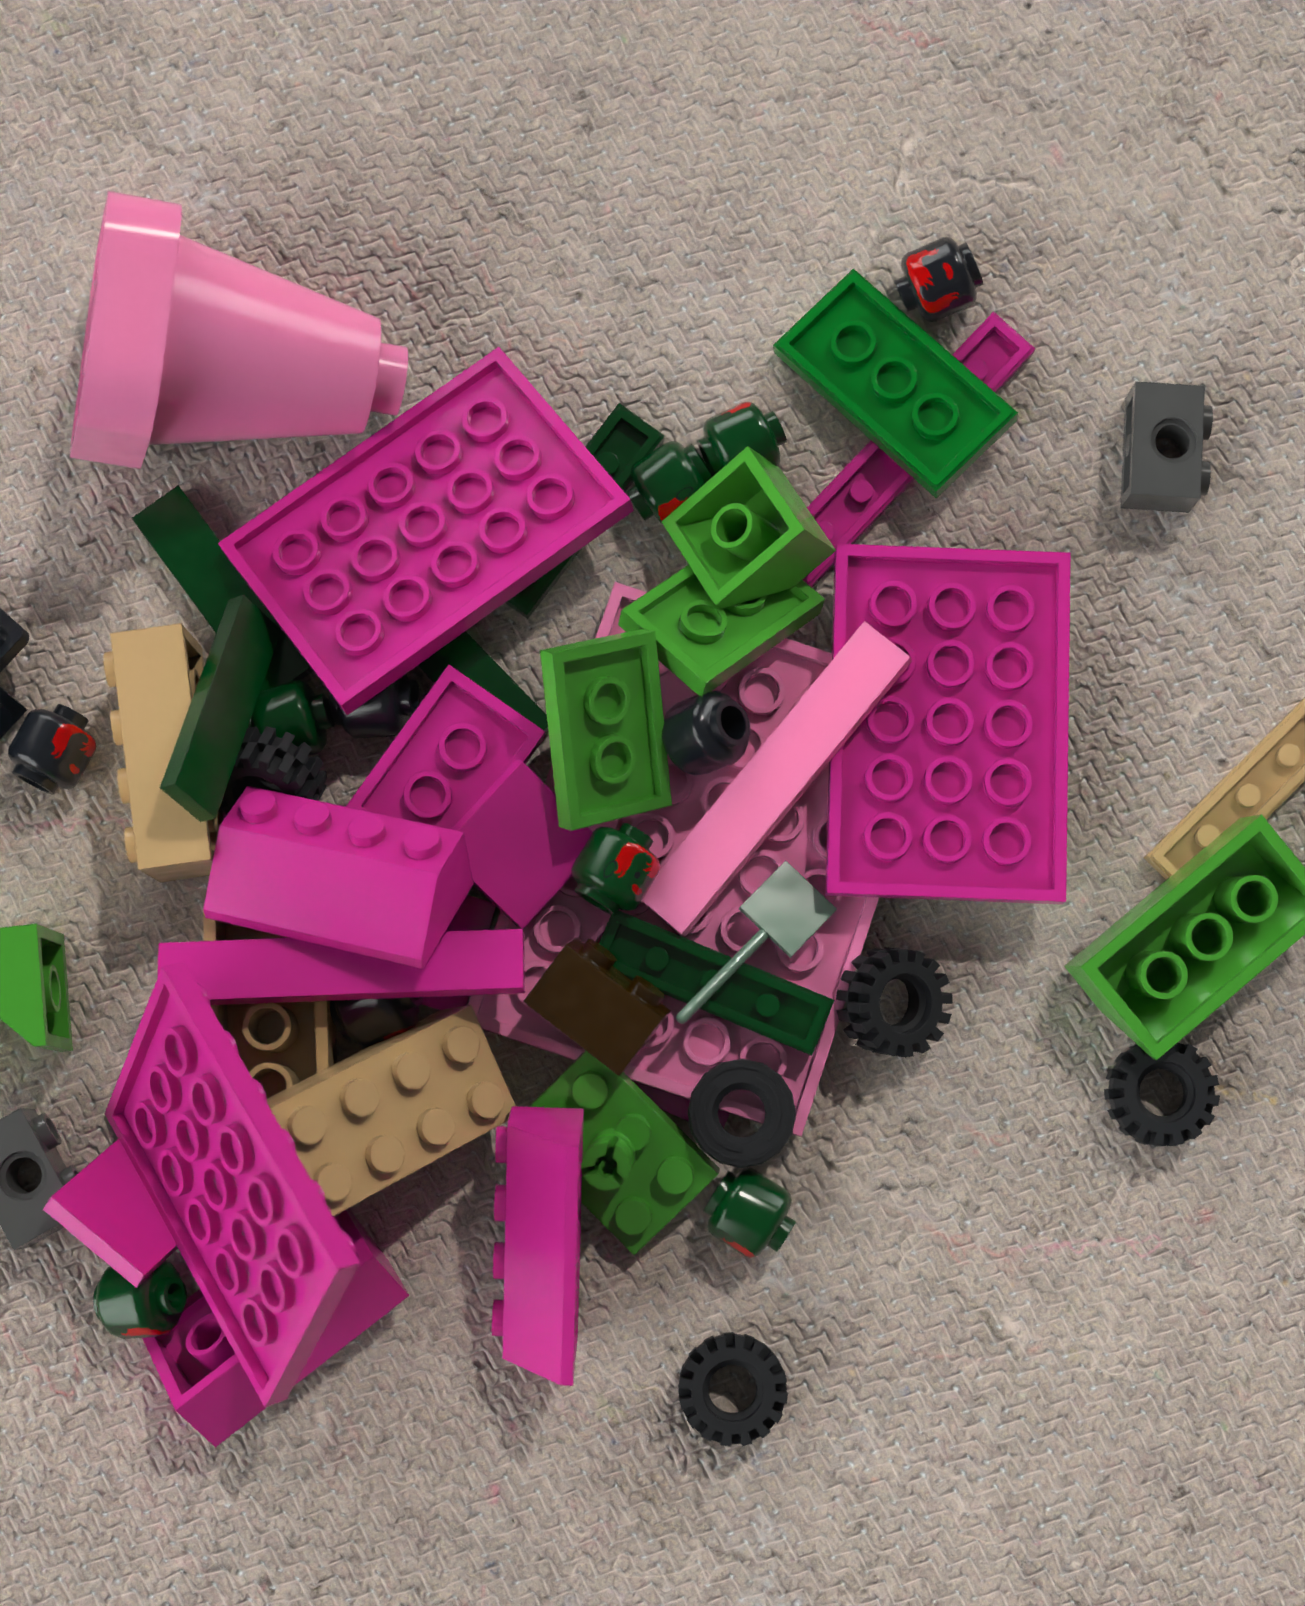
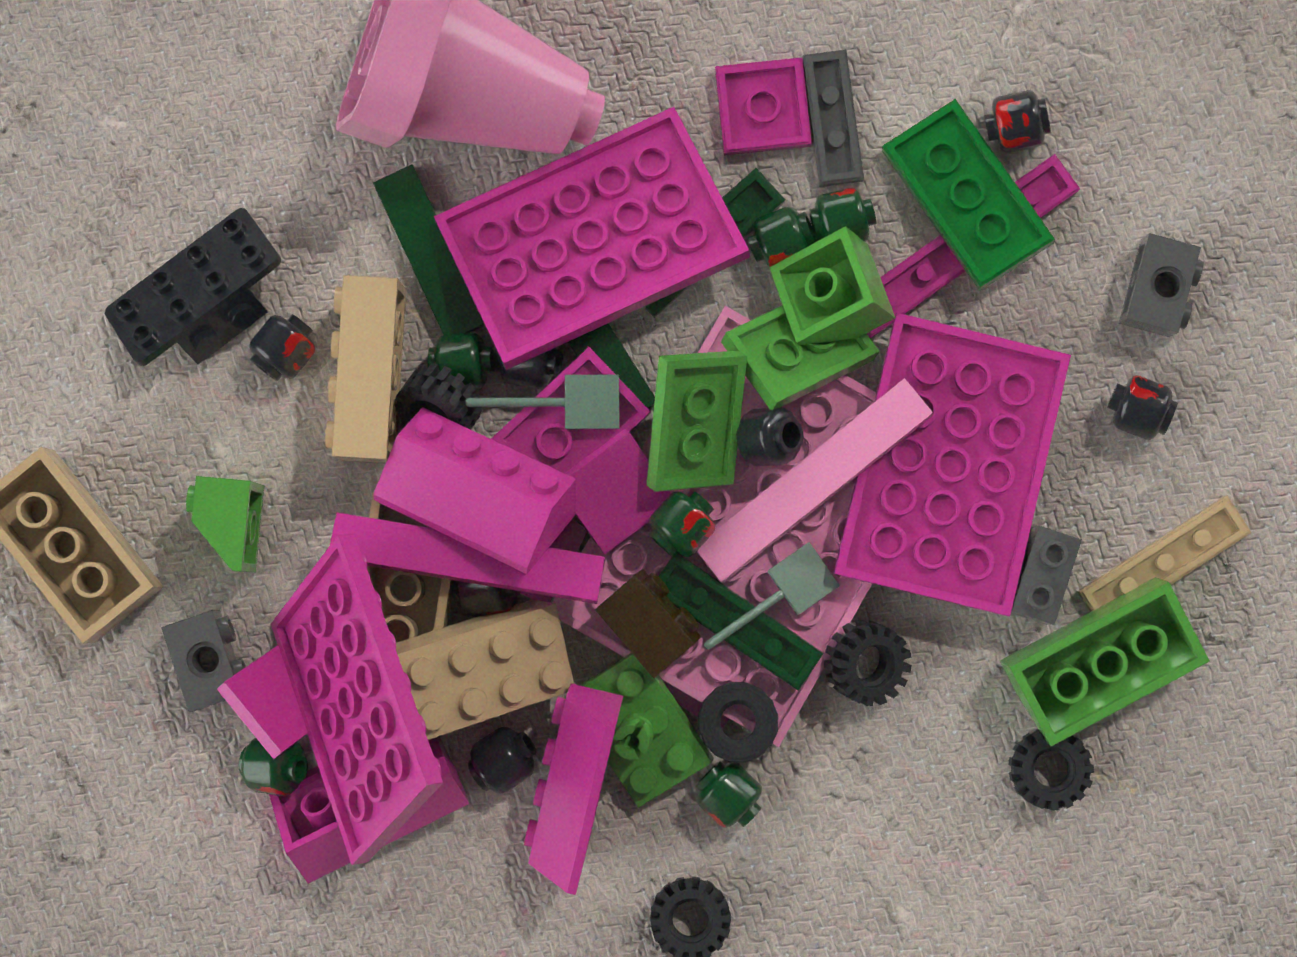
camera: 15 degrees right, 5 degrees up
(221, 709) = (414, 347): dark green tile -> none
(442, 1229) = (502, 760): none -> black head
(462, 733) = (588, 402): none -> sand green piece
(612, 326) = (763, 106): none -> dark pink tile
(704, 324) = (832, 118): none -> dark grey tile
(1099, 841) = (1045, 574): none -> dark grey brick
(1176, 603) = (1142, 407): none -> black head

